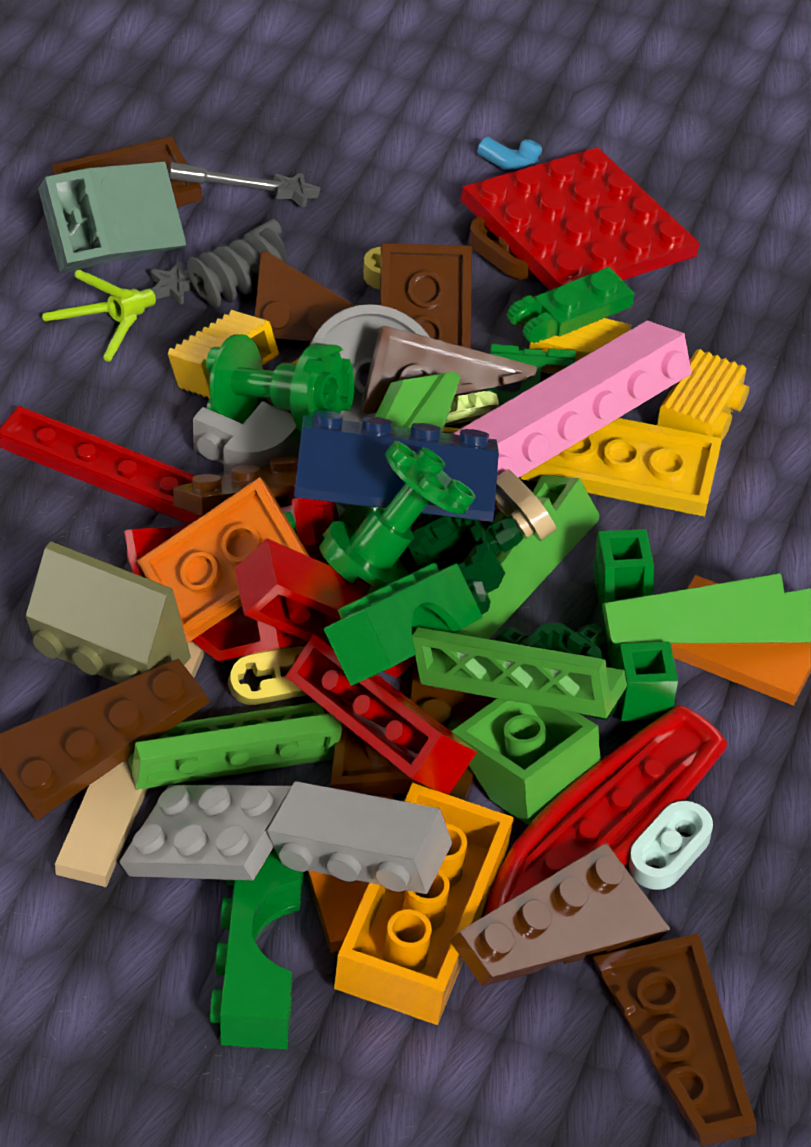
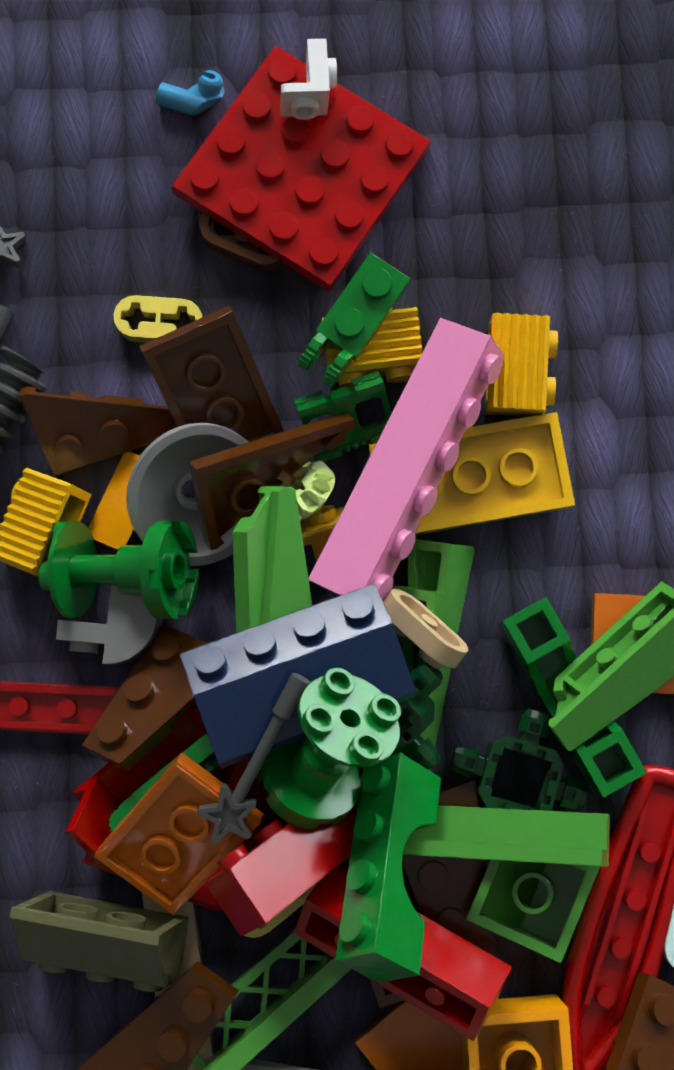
camera: 15 degrees left, 35 degrees up
(290, 526) = (233, 807): none -> dark grey piece
(610, 166) = (311, 98): none -> white bracket

